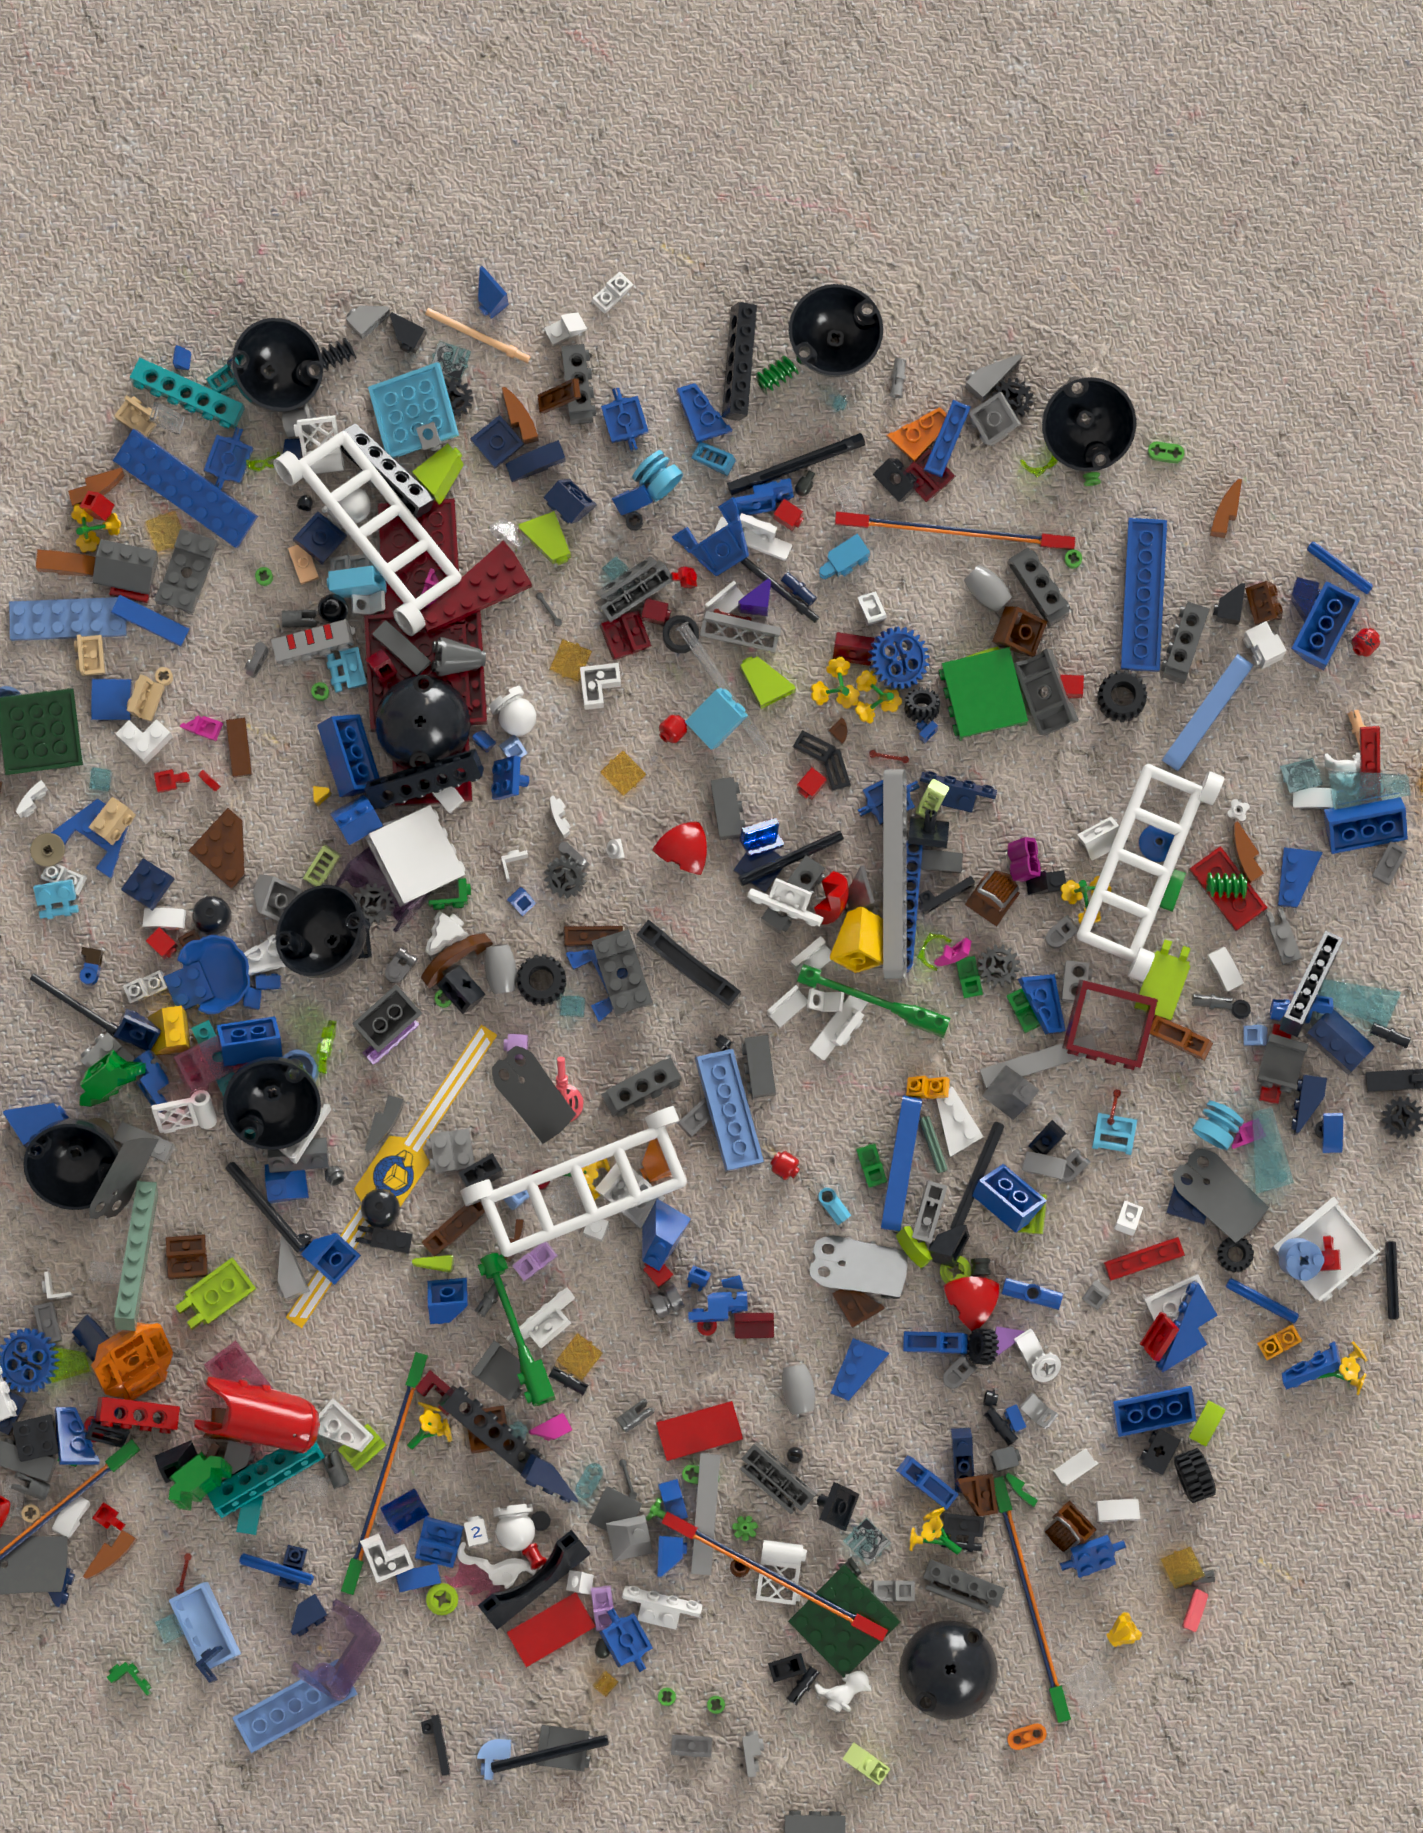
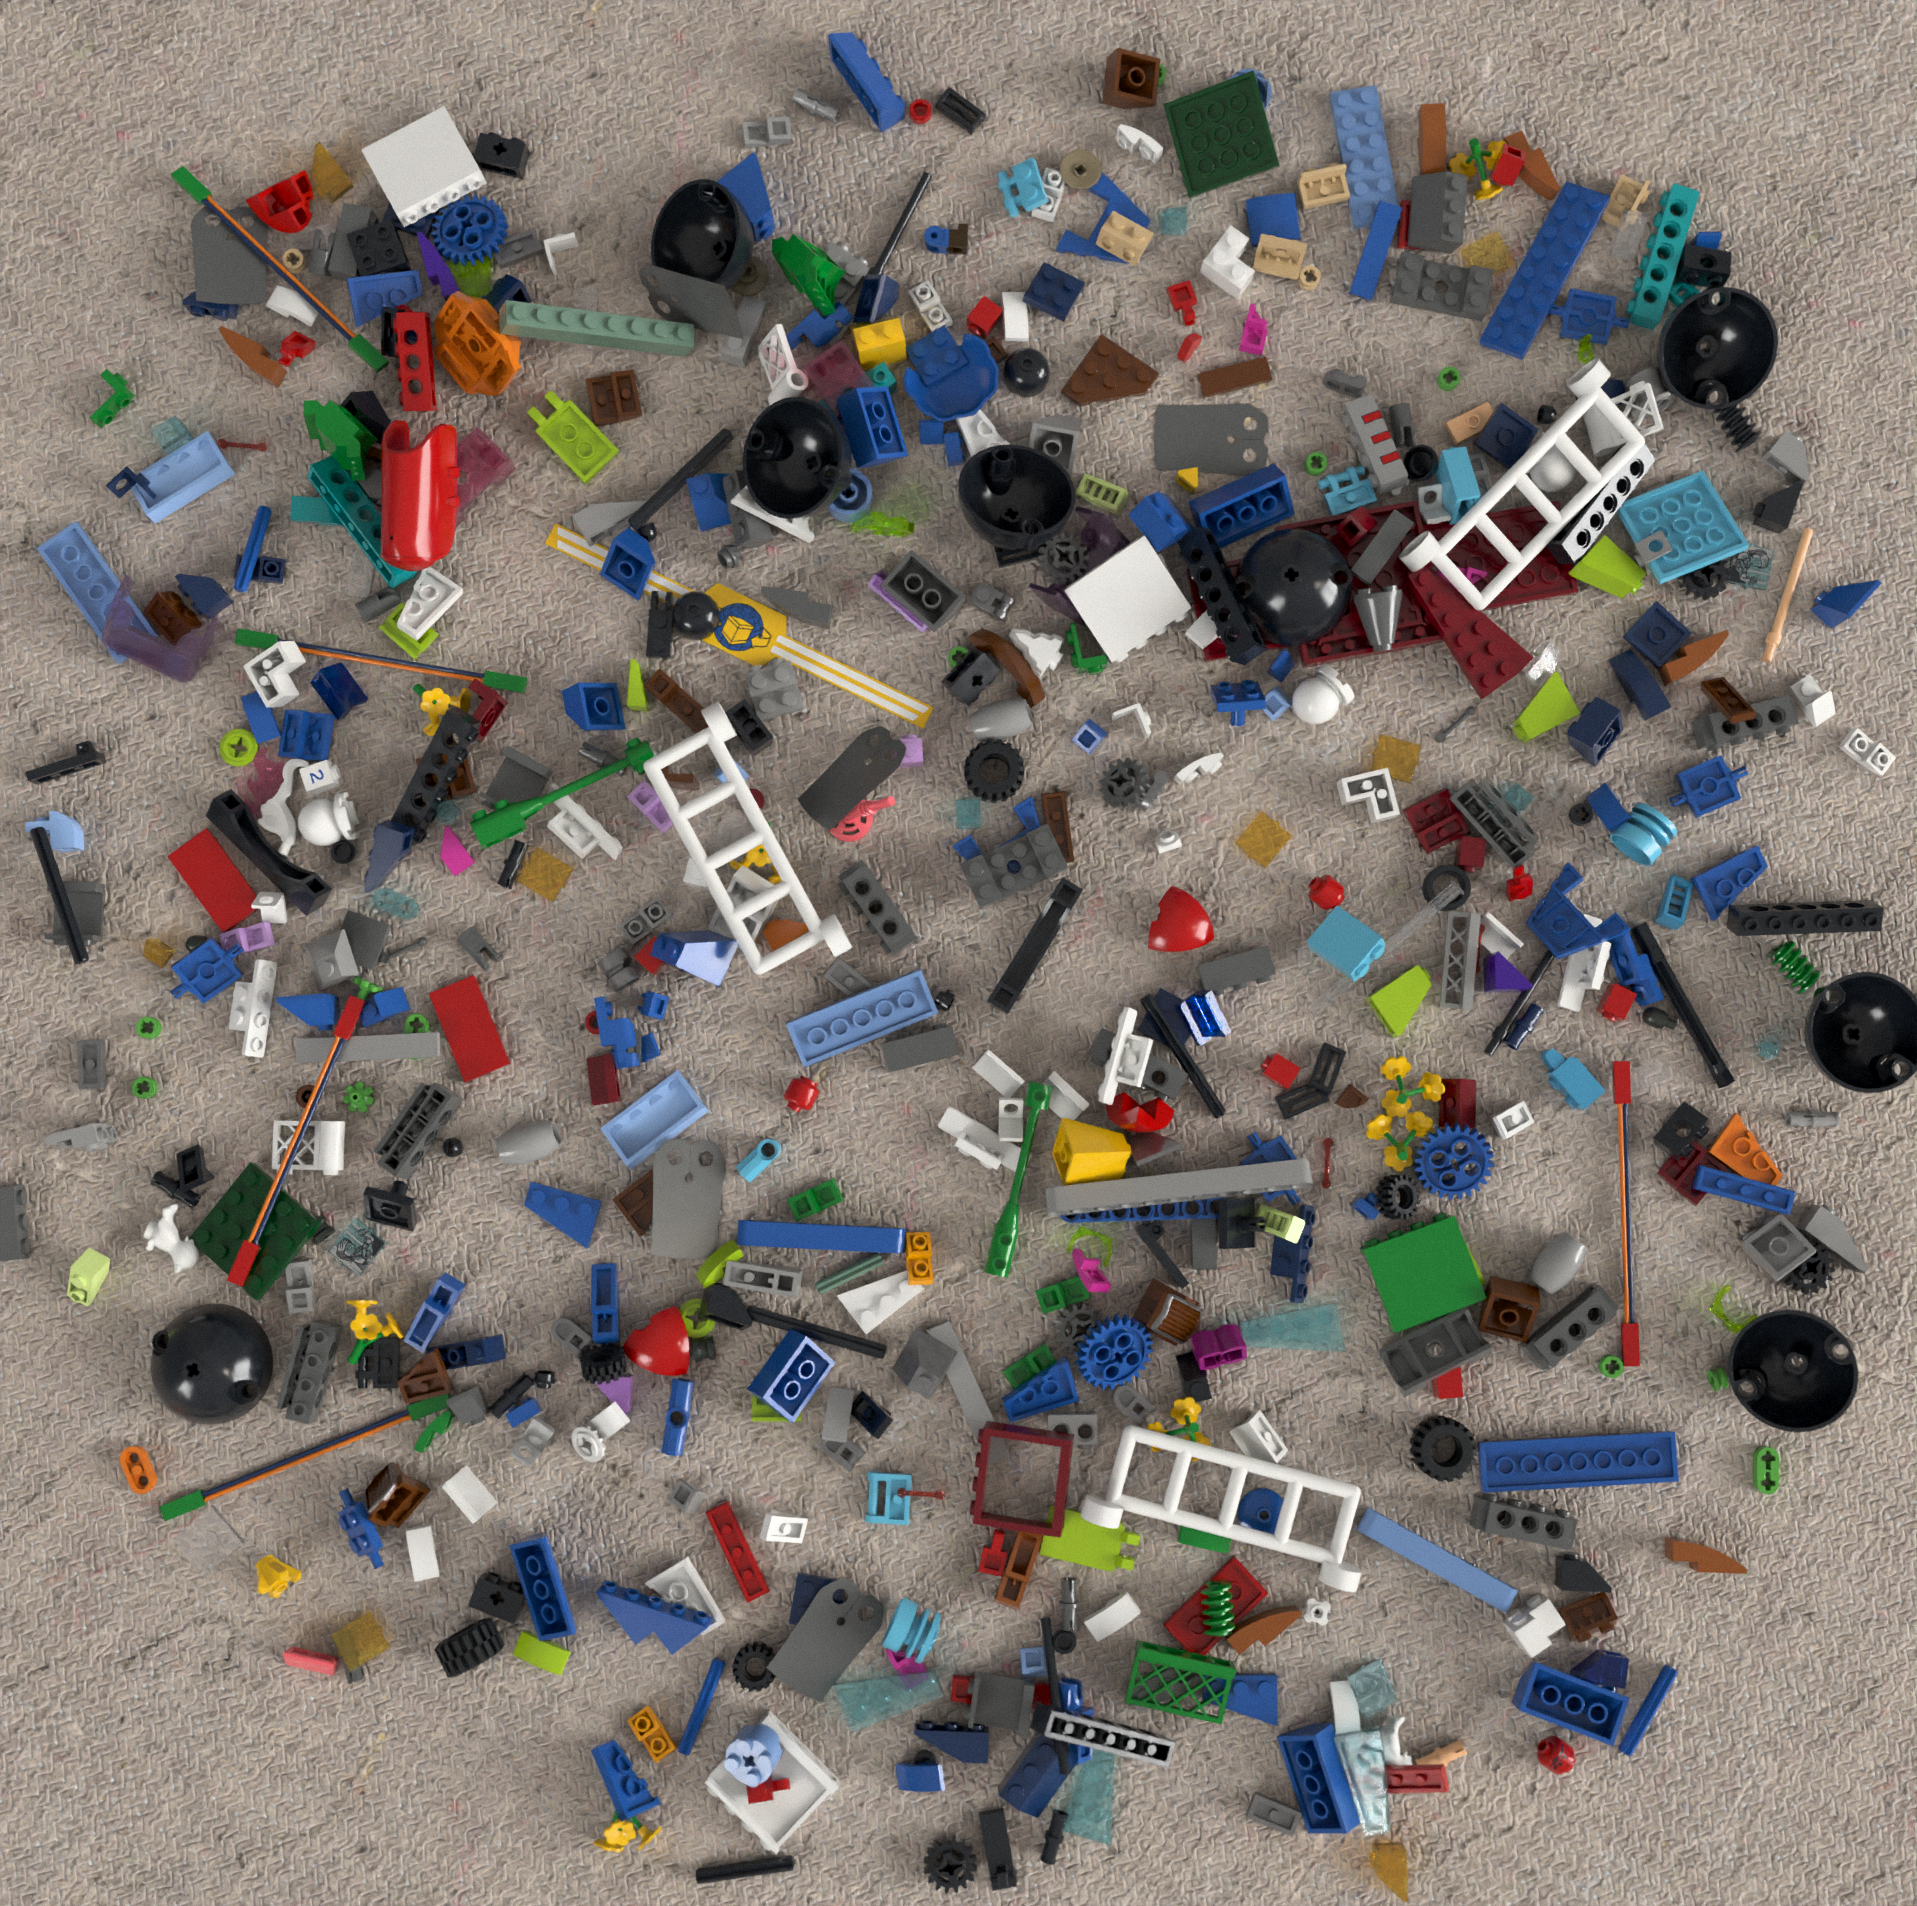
camera: 80 degrees right, 5 degrees up
(58, 1390) = (436, 268): none -> dark purple slope
(199, 353) = (1703, 266): none -> black brick
(284, 784) = (1198, 438): none -> dark grey piece
(324, 1644) = (171, 616): none -> reddish brown bracket
(534, 1556) = (297, 849): red bush -> none
(628, 1278) = (644, 921): none -> light grey slope
(791, 1287) = (654, 1119): none -> light blue slope
(1018, 788) = (1305, 1329): none -> clear light blue wing
(1018, 940) = (1114, 1351): none -> blue gear
(1159, 1336) = (638, 1583): red plate -> none
(1169, 1057) = (993, 1557): none -> red plate
(1263, 920) = (1182, 1660): none -> green fence
(1318, 1018) = (1060, 1747): none -> black bar

